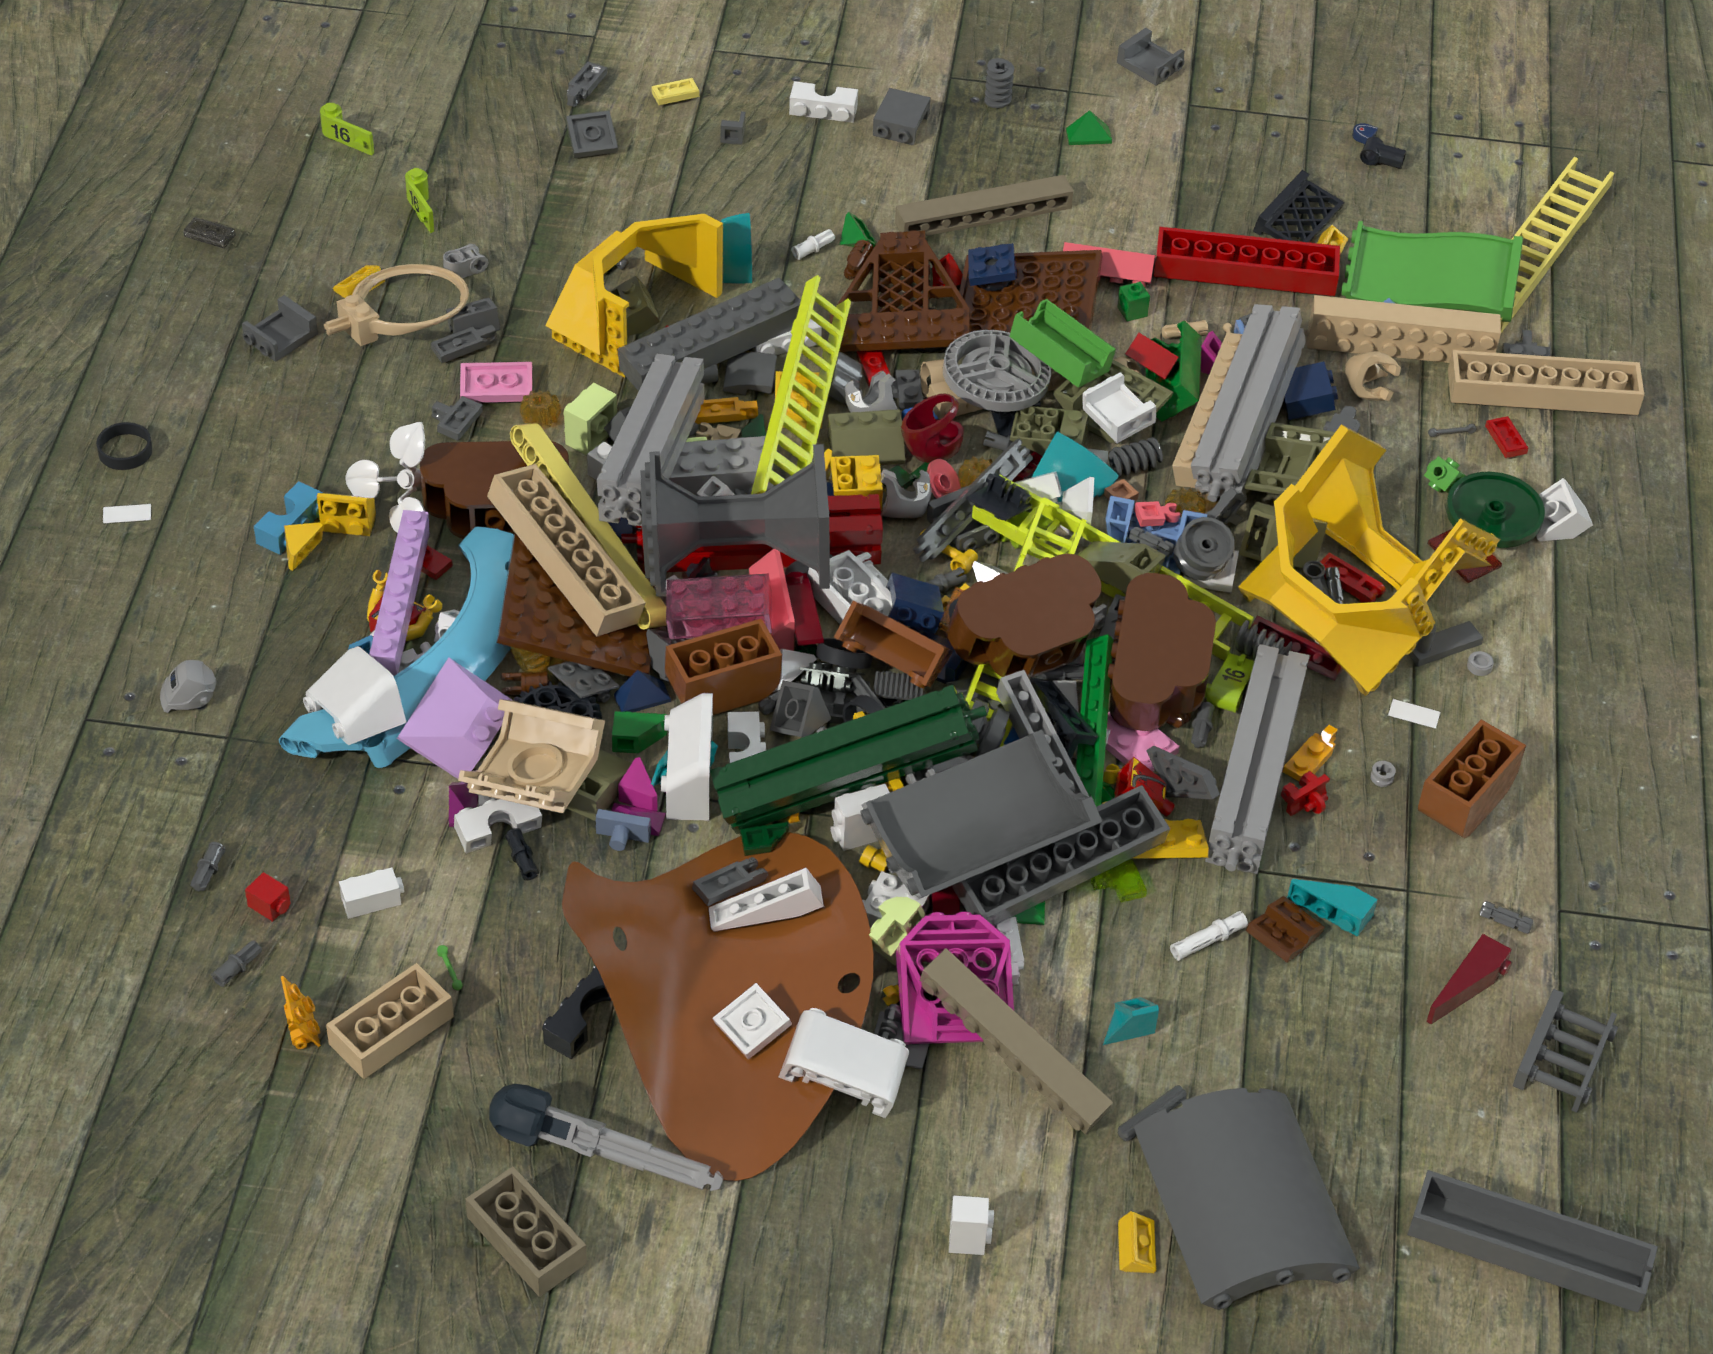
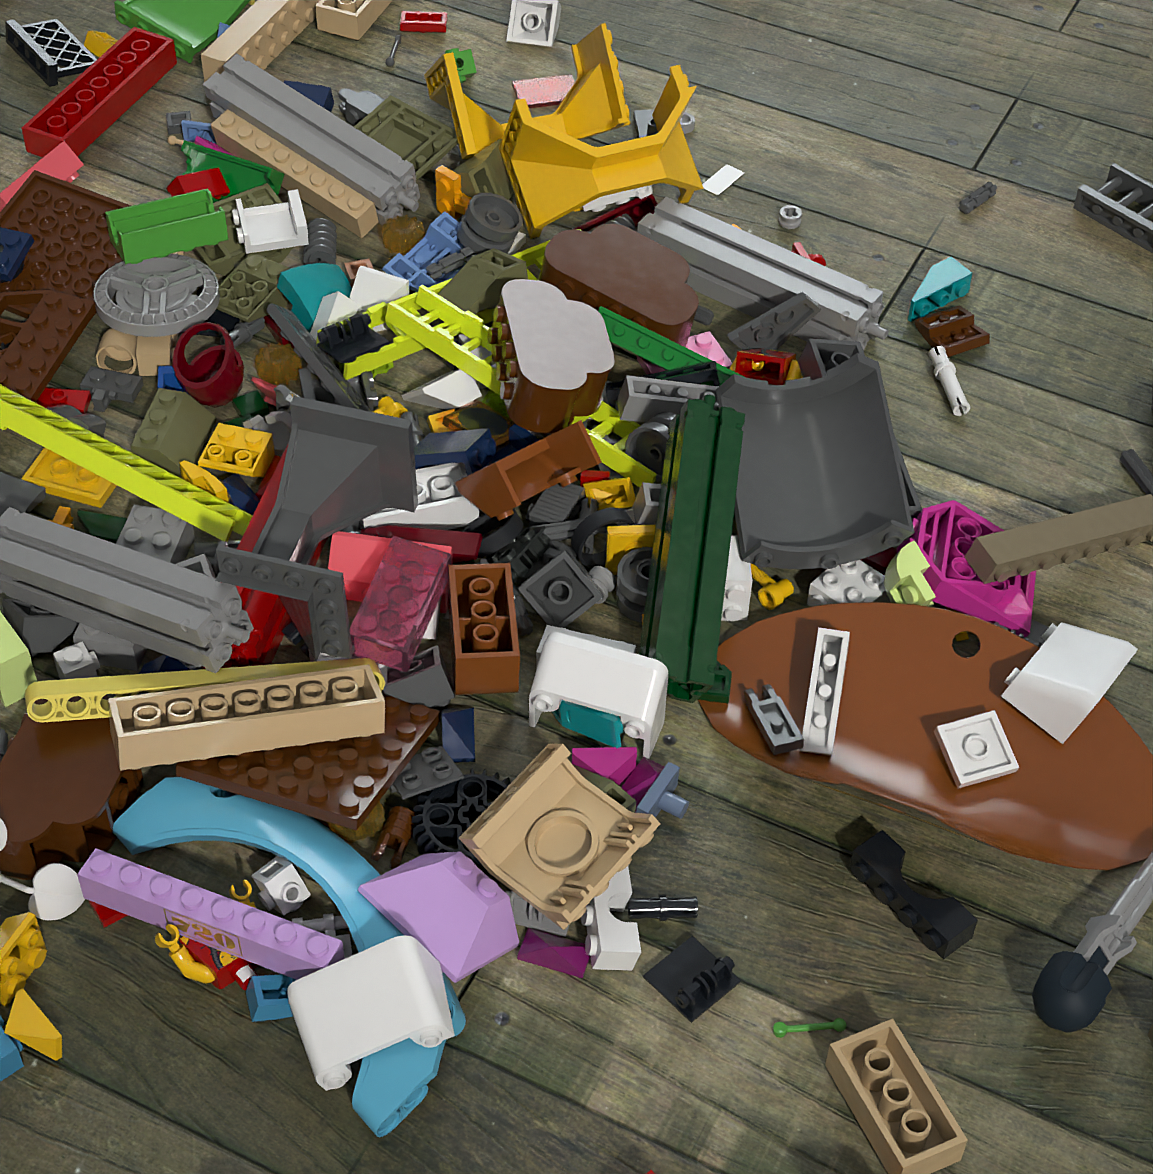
camera: 70 degrees left, 0 degrees up
(371, 892) = (675, 1082): white brick -> none
(465, 886) = (692, 978): none -> black hinge
(636, 731) = (516, 746): green slope -> none
(878, 397) = (126, 418): light grey piece -> none
(1132, 1020) = (1035, 459): teal slope -> none
(1133, 301) = (101, 180): green brick -> none
(1155, 515) = (418, 248): coral plate -> none
(1172, 331) = (160, 164): tan axle -> none
(1227, 507) = (432, 198): dark grey hinge -> none
(1238, 527) = (449, 193): none -> light orange hinge
(1365, 368) = (300, 66): tan piece -> none
(1472, 779) = (843, 154): dark orange brick -> none
(1476, 973) = (1041, 233): dark red slope -> none
(1498, 506) = (516, 50): dark green dish -> none

